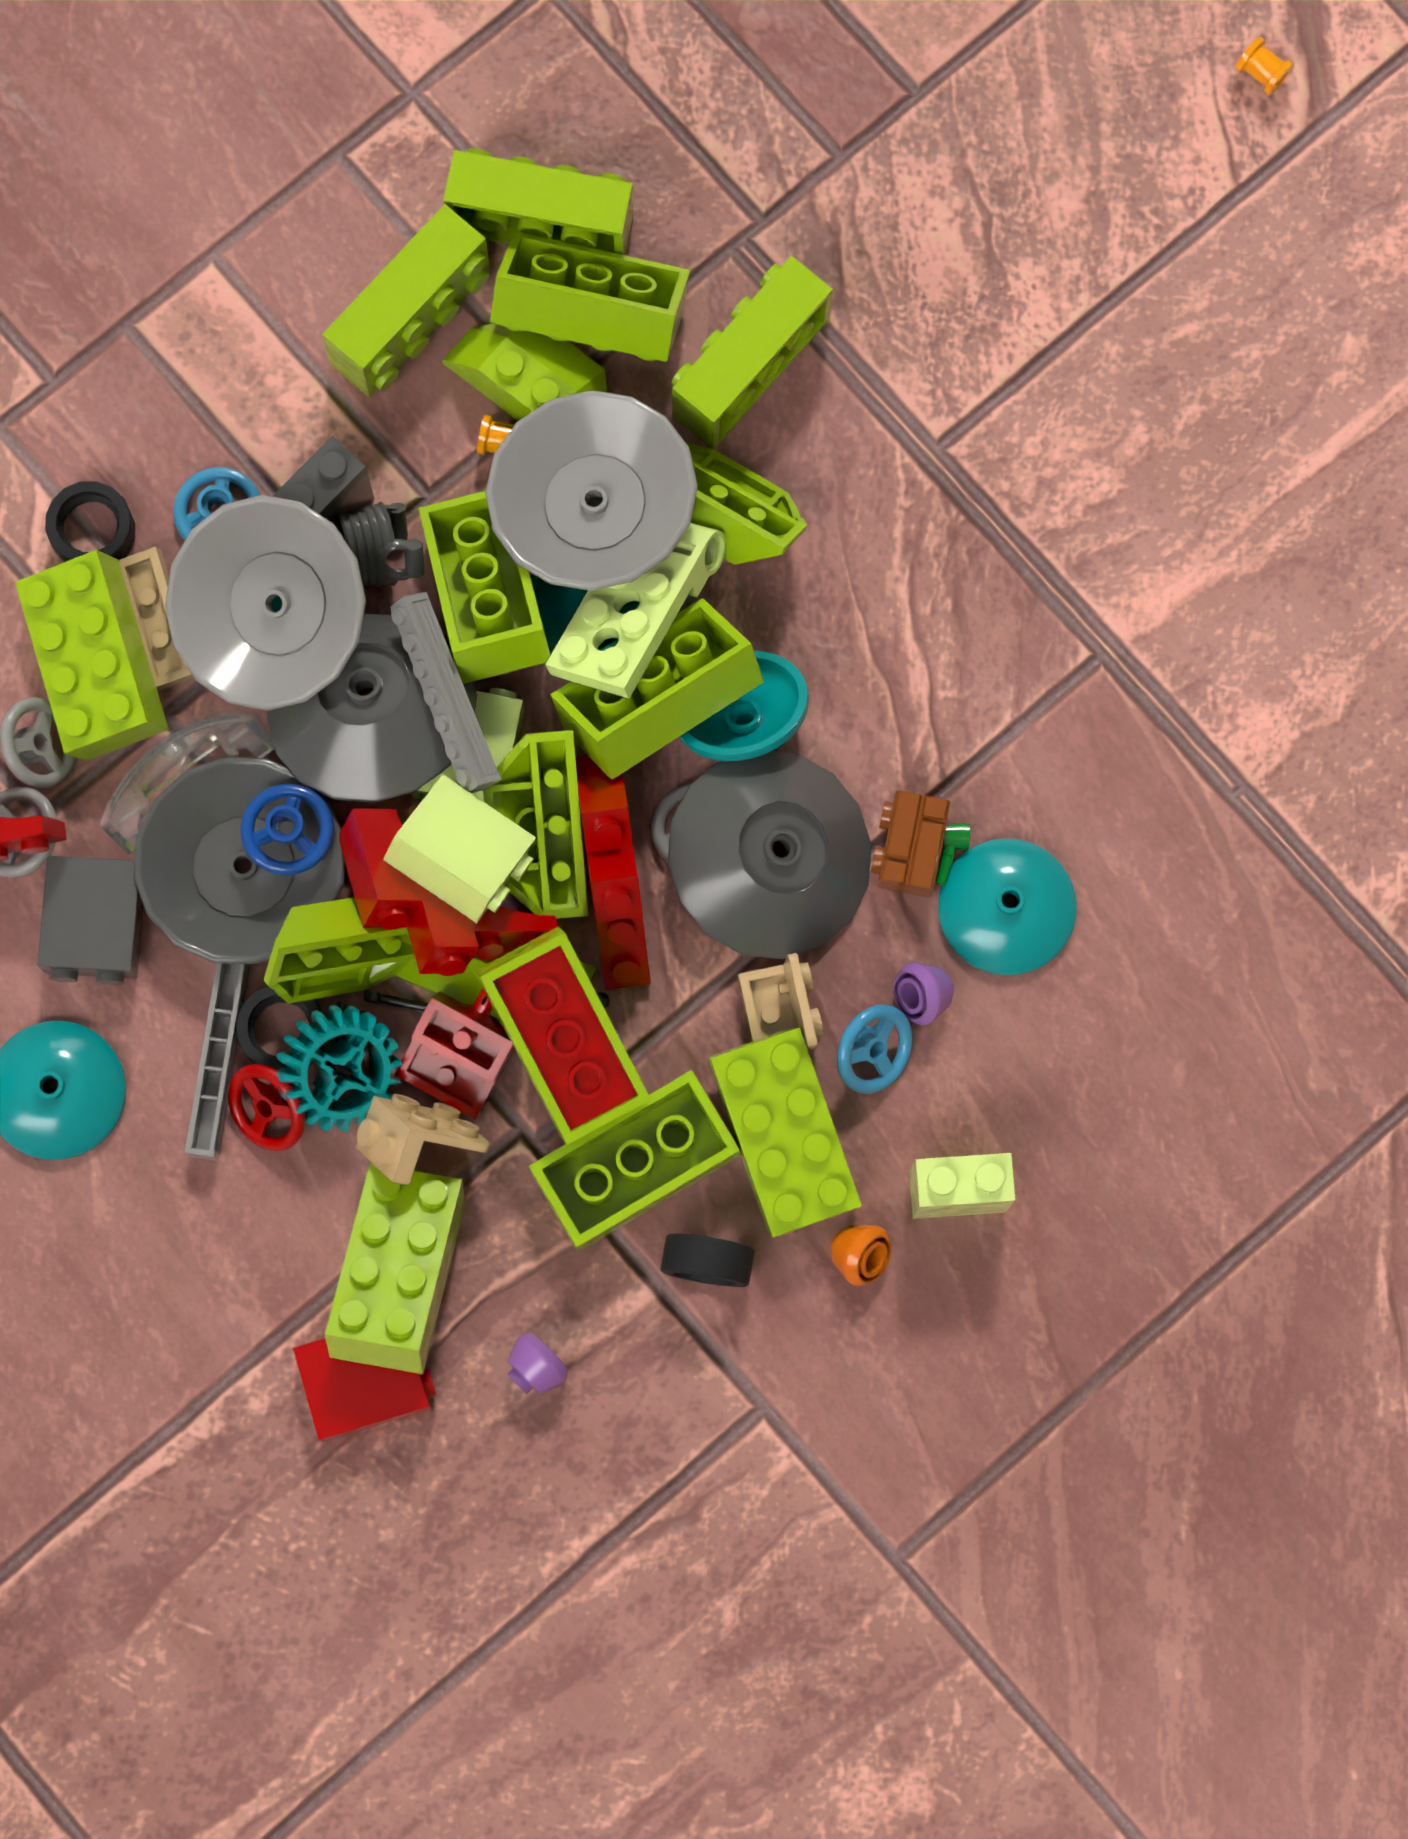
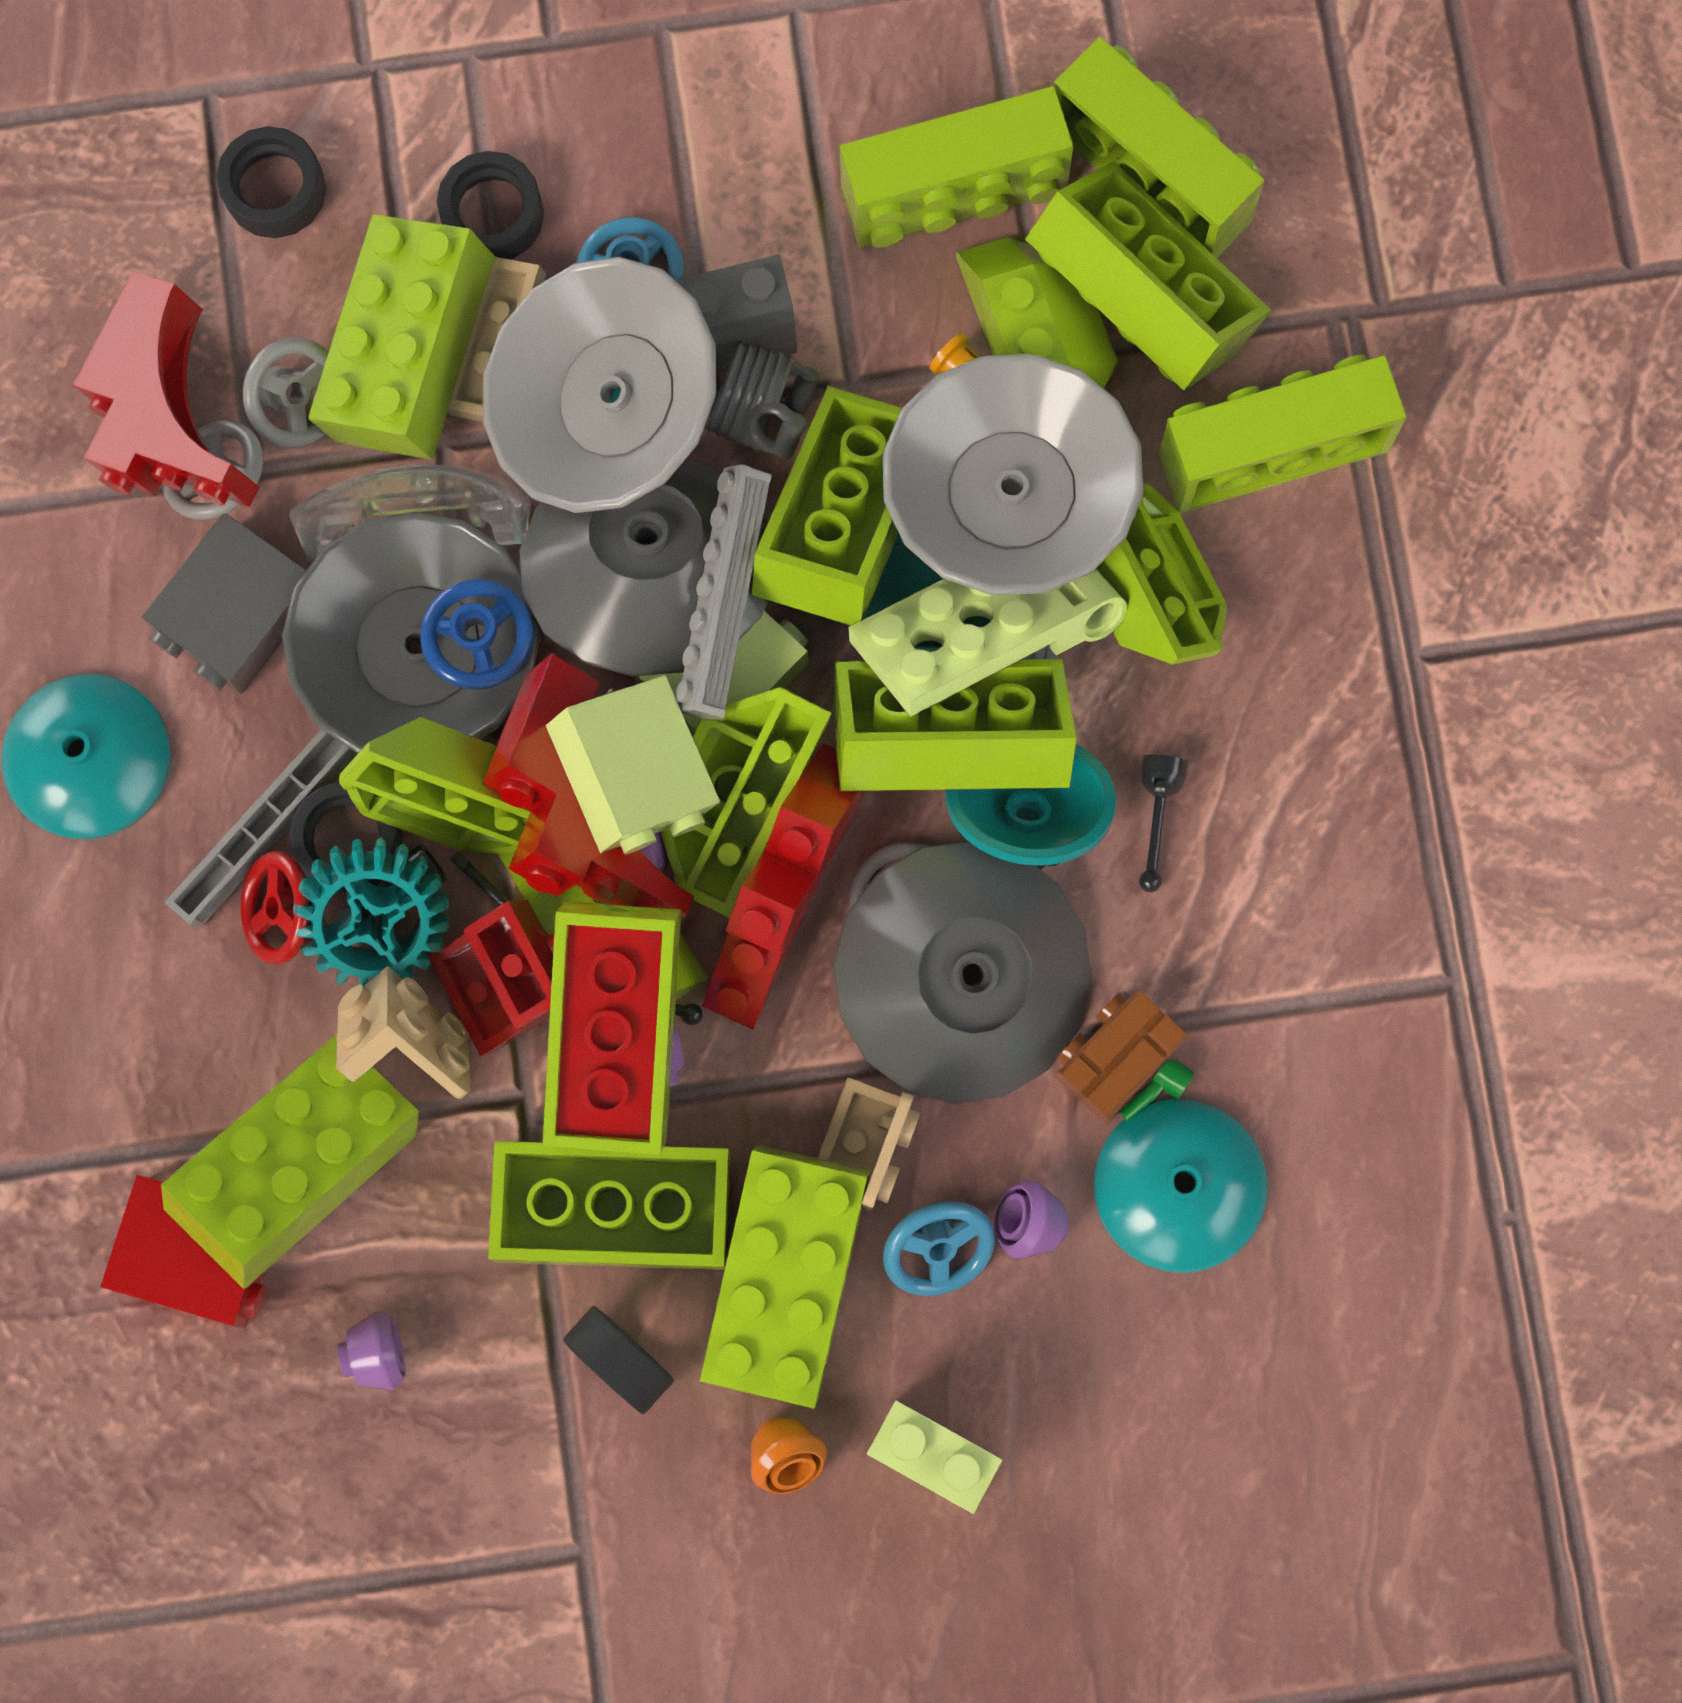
camera: 40 degrees right, 0 degrees up
(820, 638) = (1162, 778): none -> black hinge

